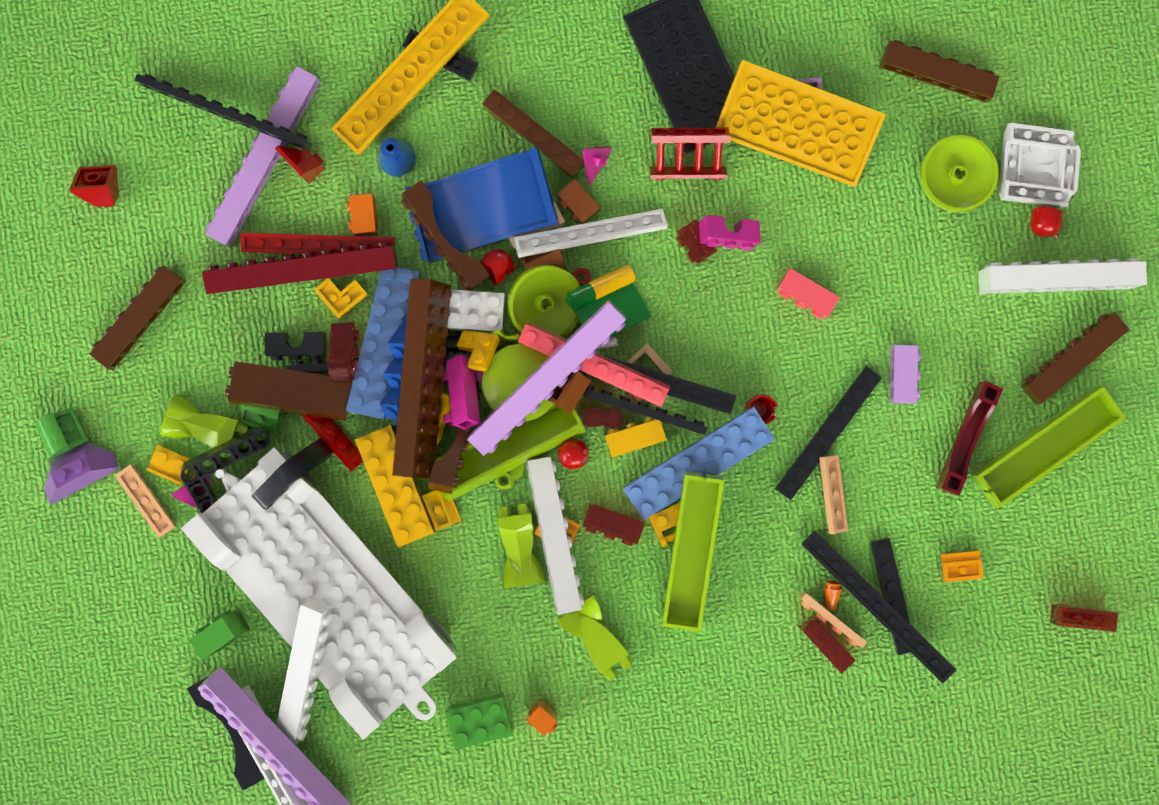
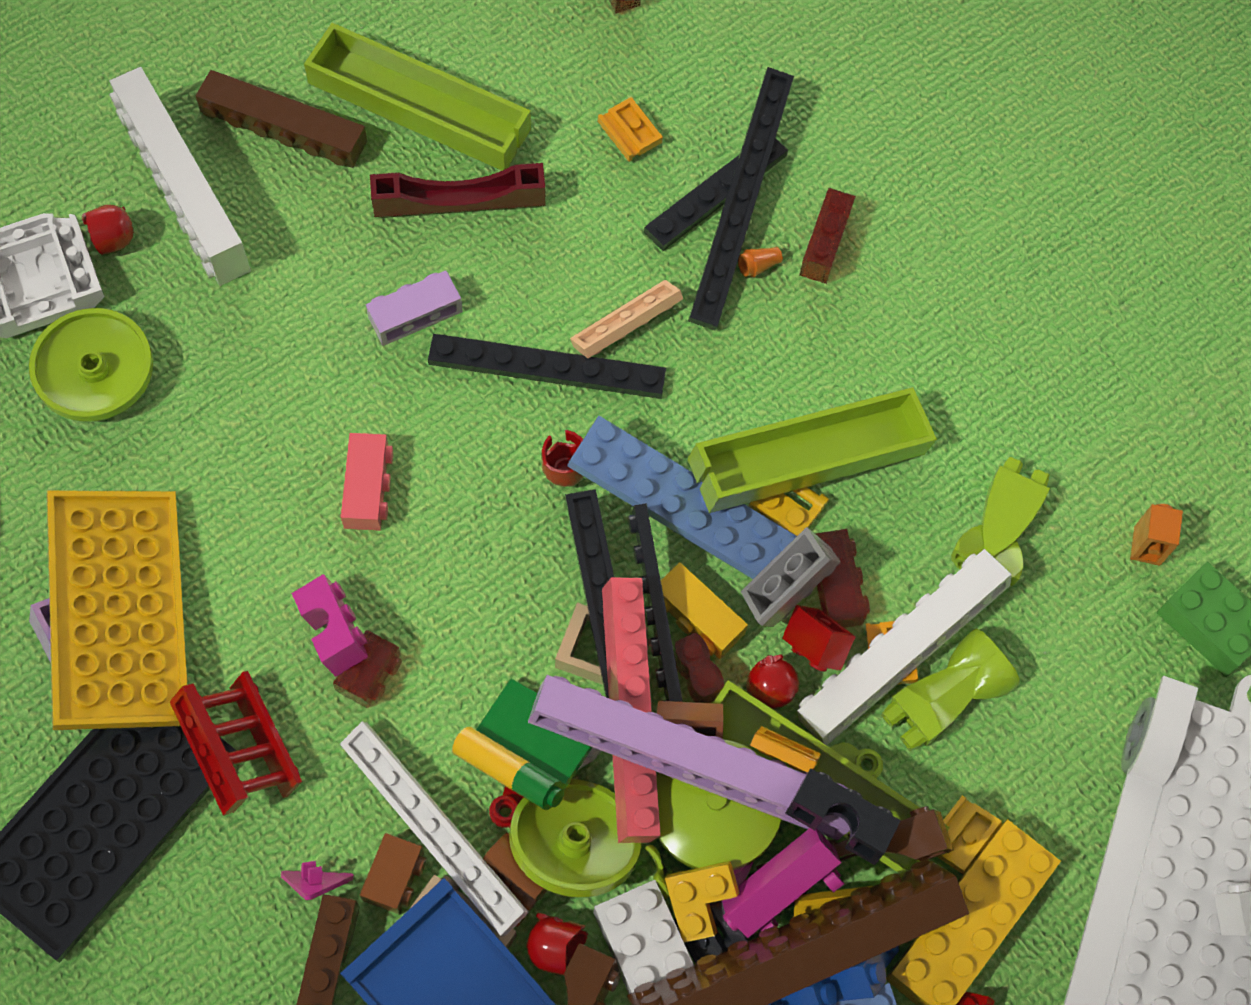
camera: 125 degrees left, 20 degrees down
(460, 448) = (869, 824): none -> black arch
(527, 432) = (785, 749): none -> light orange plate
(583, 490) = (818, 638): none -> red brick
(623, 493) = (789, 578): none -> light grey slope
(838, 626) = (792, 254): light nougat plate -> none

